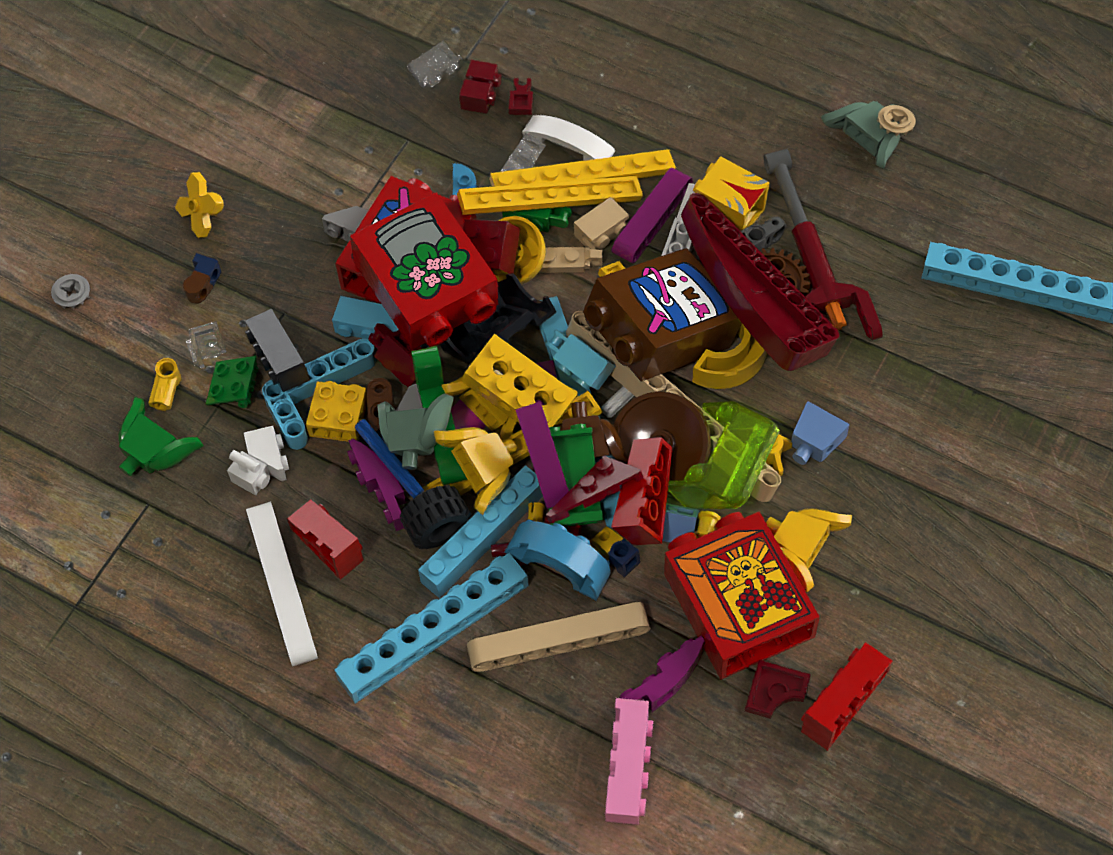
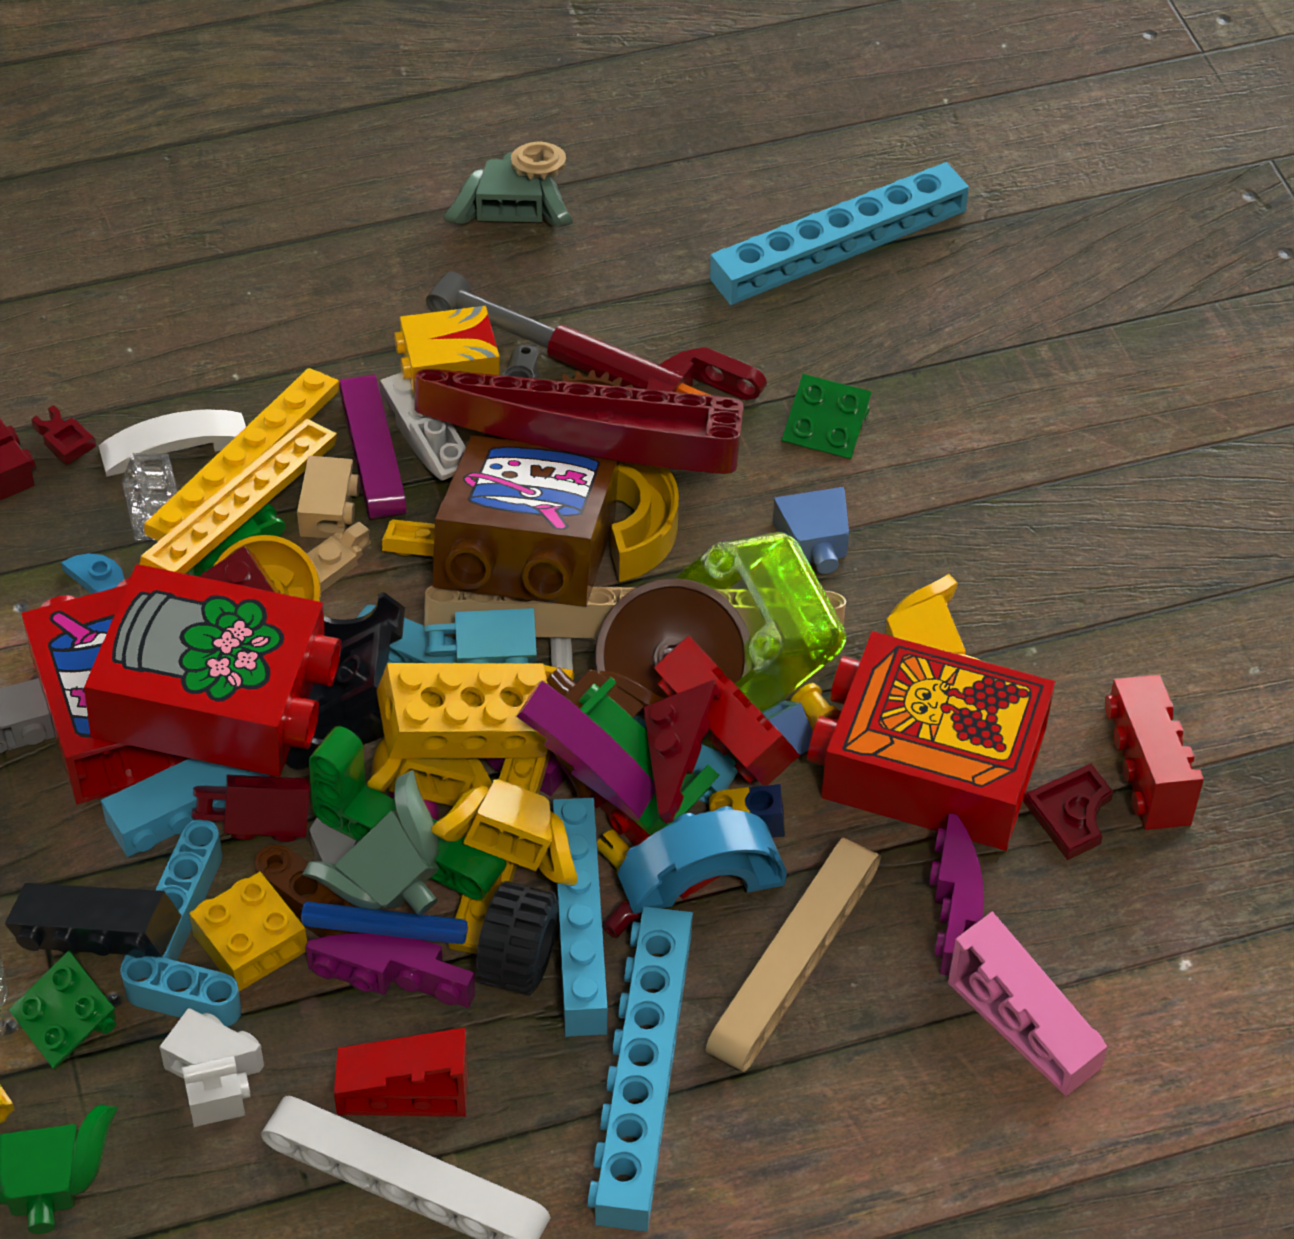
camera: 50 degrees left, 10 degrees down
(893, 379) = (827, 416): none -> green hinge

